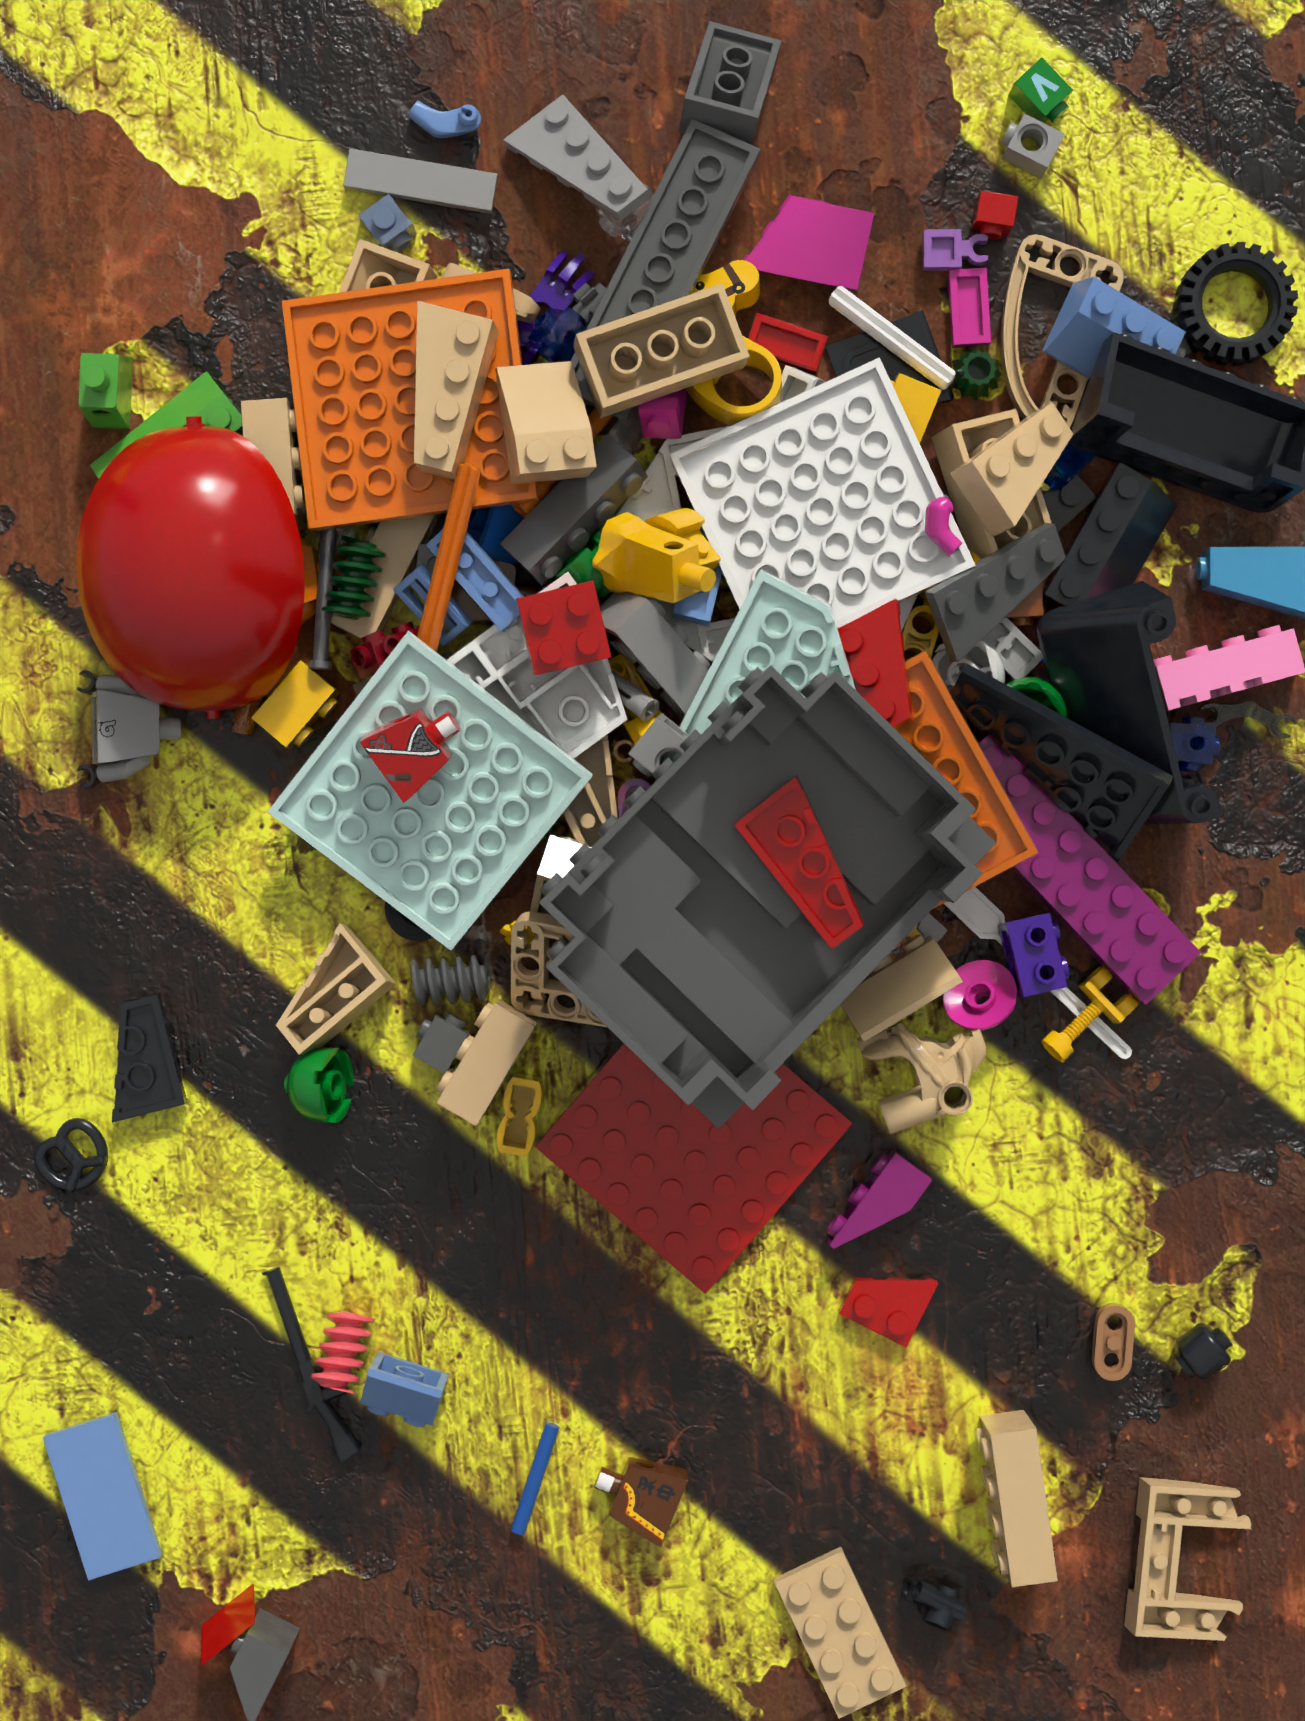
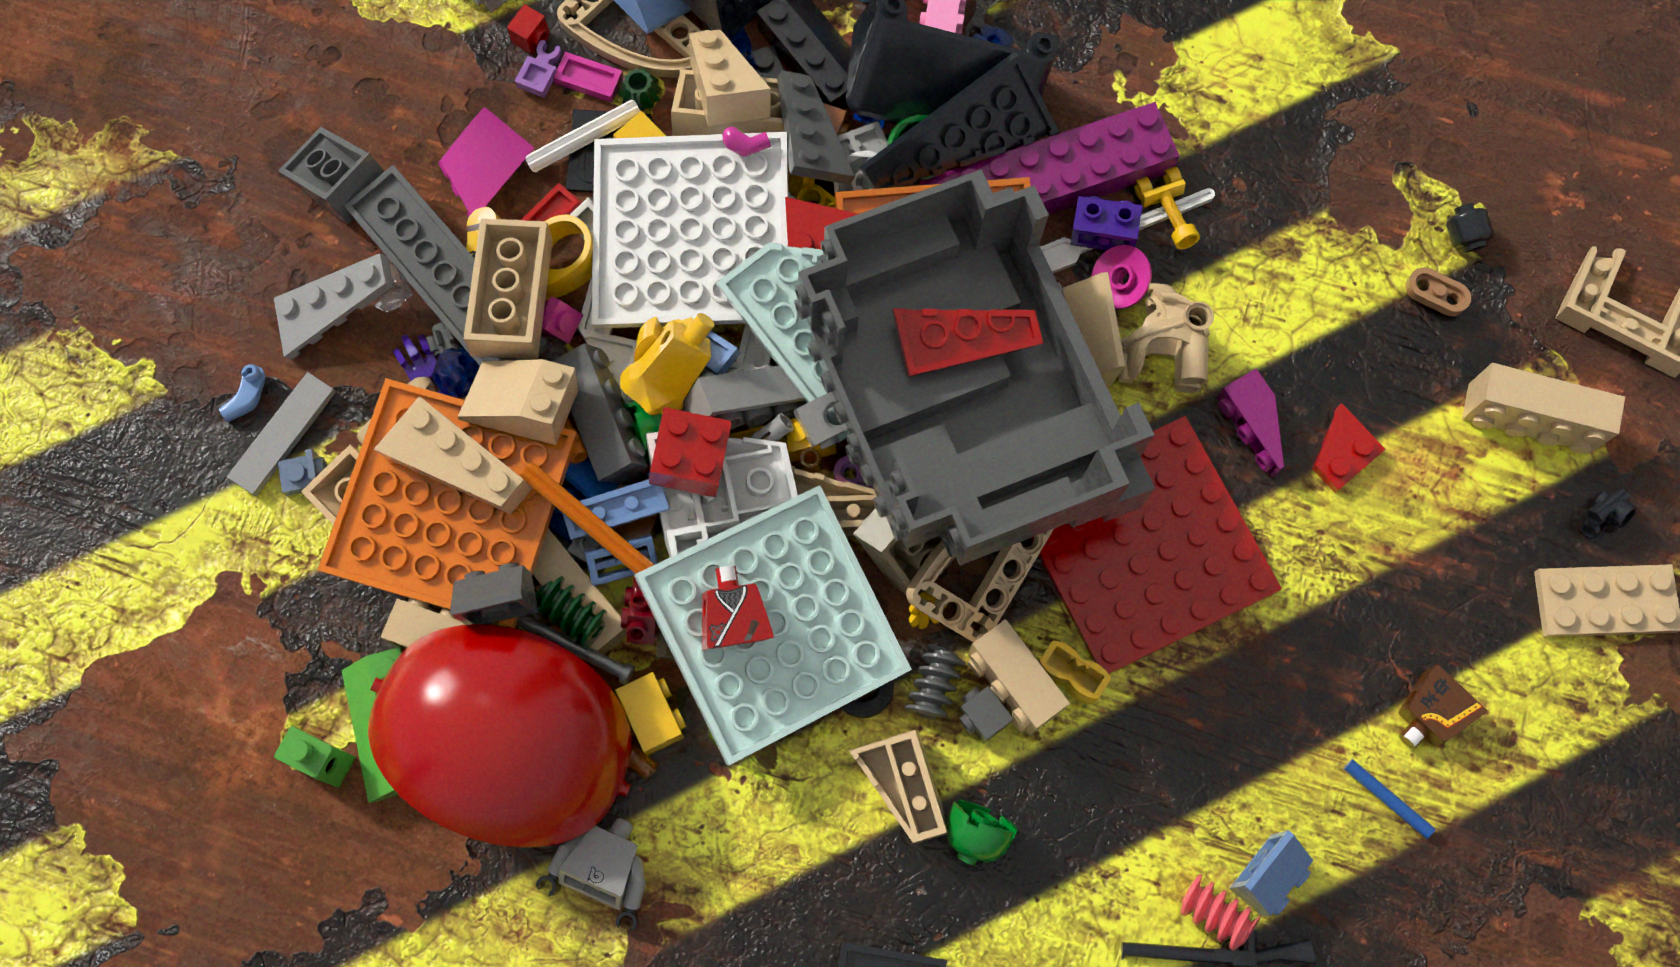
camera: 70 degrees left, 15 degrees down
(325, 497) = (494, 595): none -> dark grey slope

